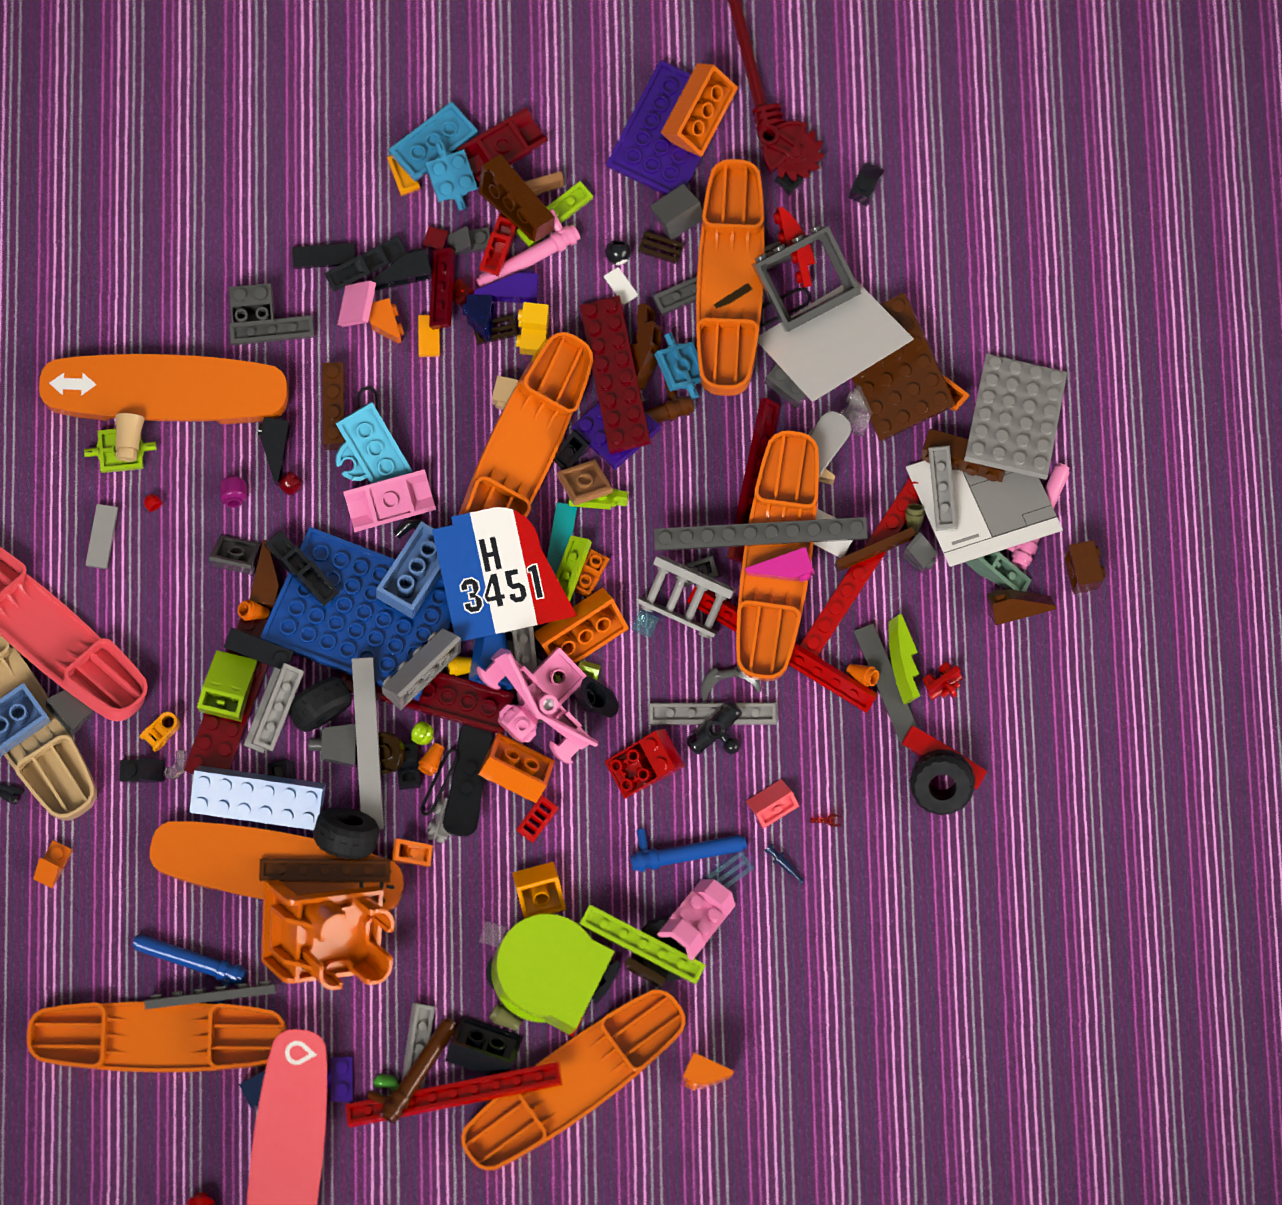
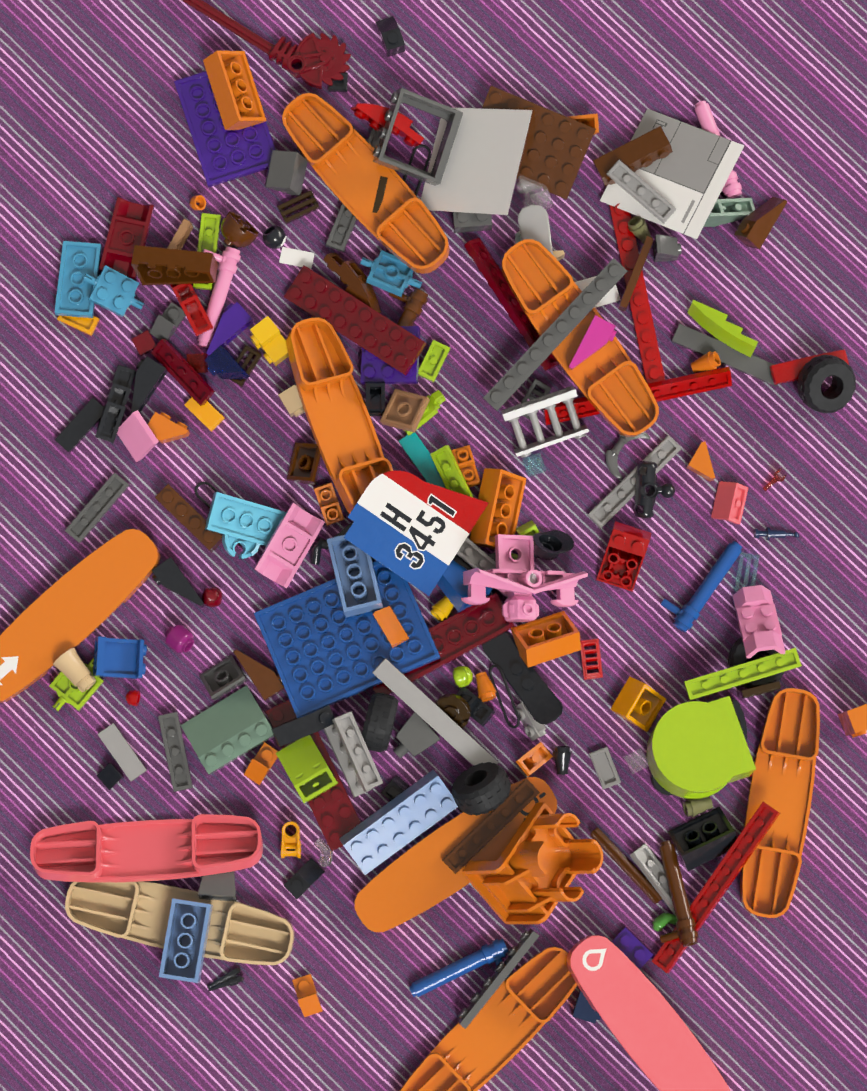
camera: 40 degrees left, 5 degrees up
(74, 545) = (110, 776): none -> black slope
(142, 575) = (175, 751): none -> dark grey plate
(171, 460) = (119, 658): none -> blue panel
(198, 598) = (228, 730): none -> sand green slope
(198, 650) = (261, 764): none -> orange slope
(251, 305) = (68, 504): dark grey slope -> none
(251, 610) = (272, 705): orange cone -> none
(302, 568) = (278, 645): black slope -> none
(402, 1008) = (622, 861): none -> reddish brown axle
(403, 638) = (390, 626): none -> orange slope
(421, 668) = (423, 634): light grey slope -> none
(436, 874) = (562, 759): none -> black cone
(453, 498) = (328, 503): none -> orange slope
(462, 916) = (604, 768): none -> light grey tile
(465, 450) = (305, 463): none -> reddish brown slope
(588, 168) = (197, 199): none -> orange hinge
(593, 220) = (237, 231): none -> reddish brown cylinder
(646, 466) = (433, 361): none -> lime plate
(780, 748) = (701, 463): none -> orange slope
(945, 684) = (764, 316): red hips -> none
(1015, 416) = (640, 99): light grey plate -> none
(1084, 566) = (779, 156): reddish brown brick -> none

